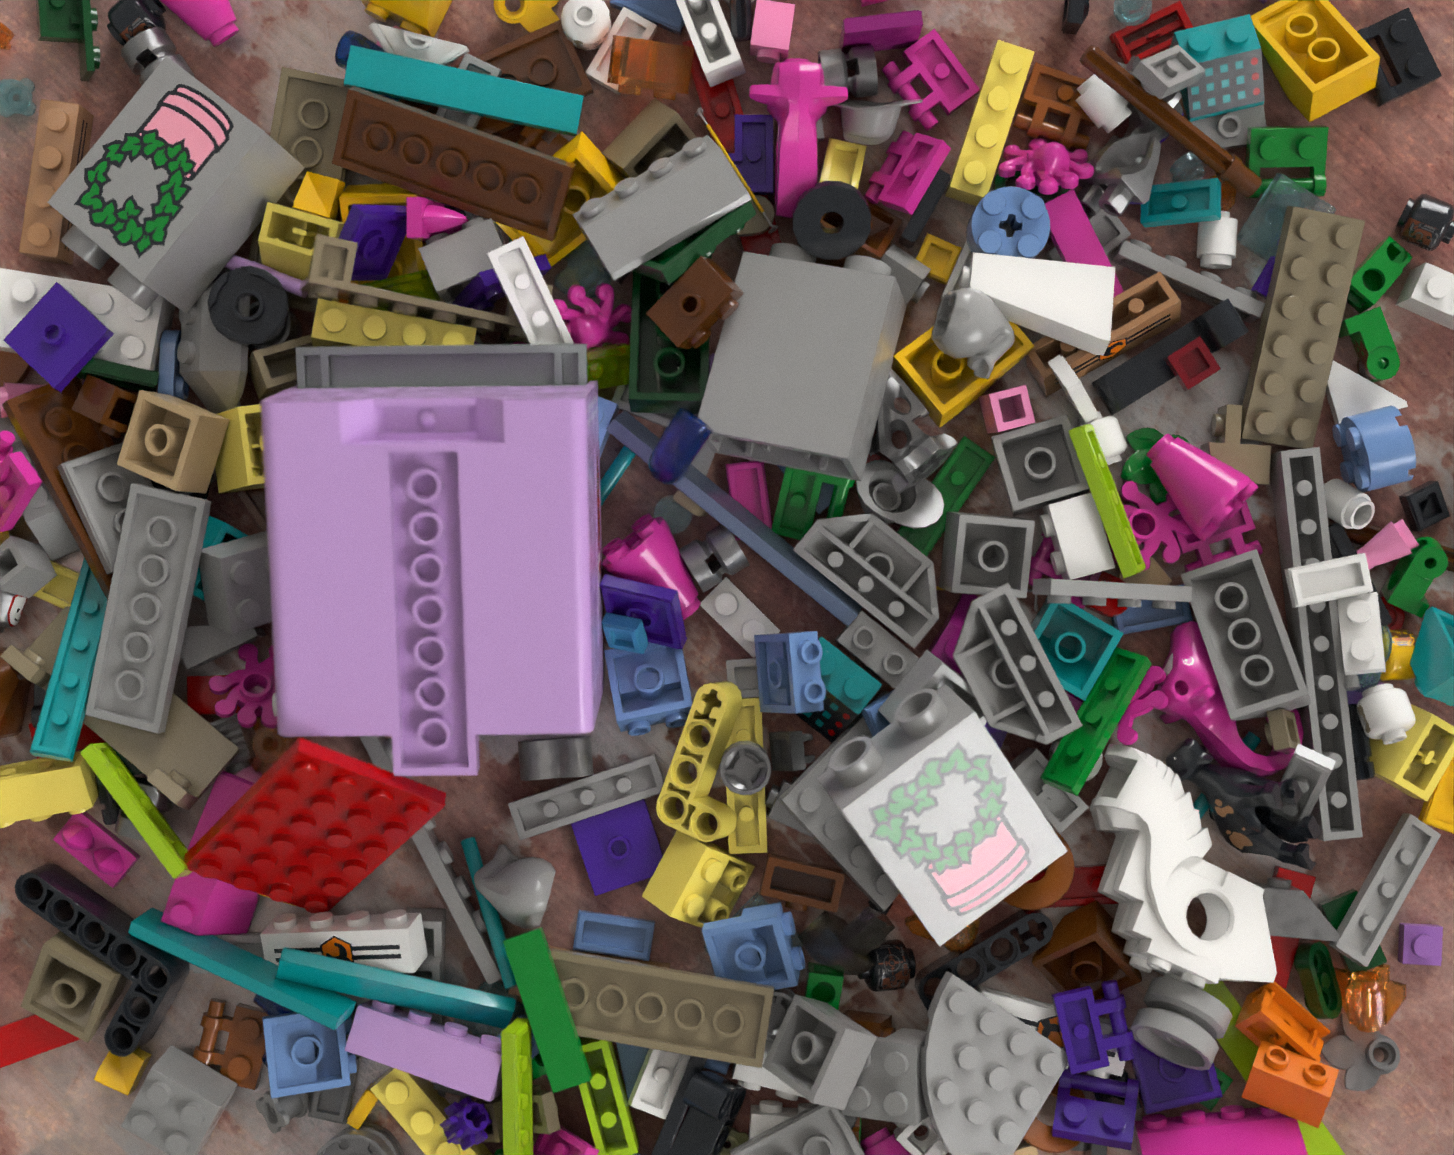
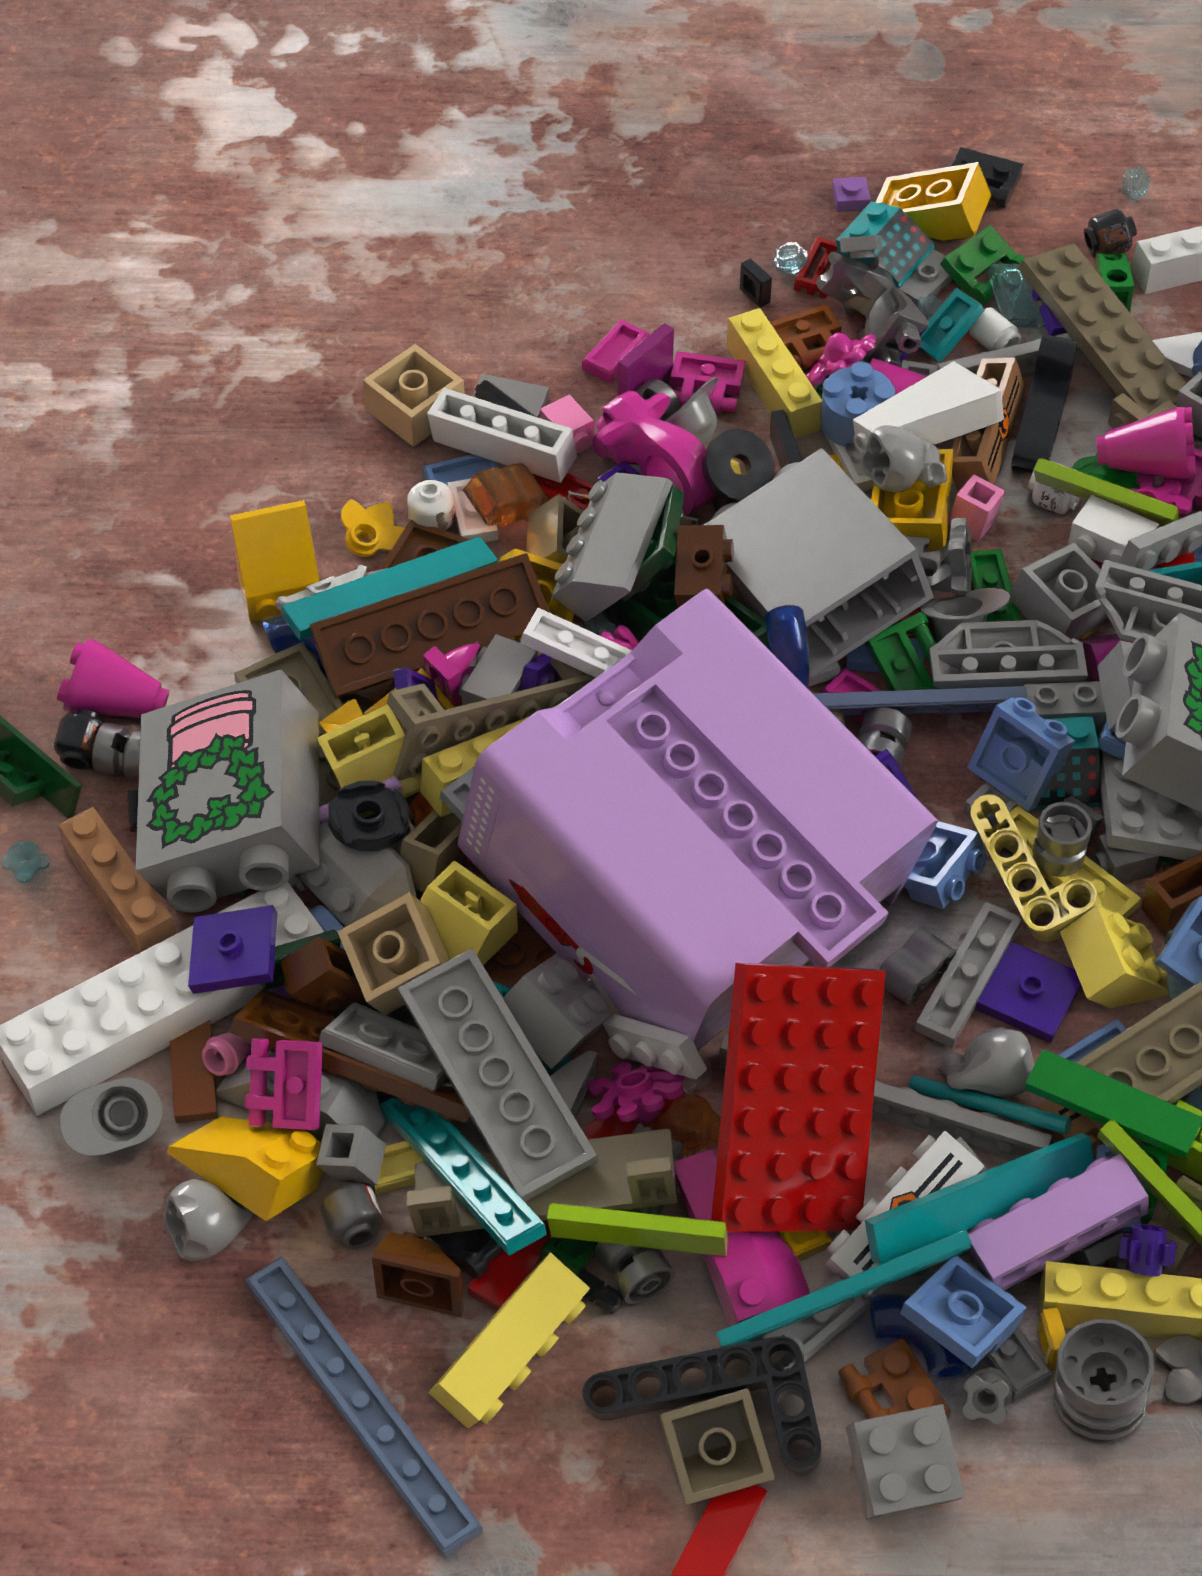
camera: 45 degrees left, 35 degrees down
(97, 848) = (620, 1339): dark pink tile -> none
(123, 1072) = (823, 1491): yellow slope -> none
(737, 615) = (940, 776): white plate -> none
(907, 171) = (755, 415): dark pink plate -> none
(1039, 465) = (1033, 518): light grey brick -> none
(1073, 388) = (1006, 453): white tile -> none
(1102, 104) = (835, 305): white brick -> none
(1192, 363) = (1064, 389): dark red plate -> none
(1227, 166) = (892, 274): reddish brown axle -> none
(1373, 345) = (1160, 313): green leg -> none

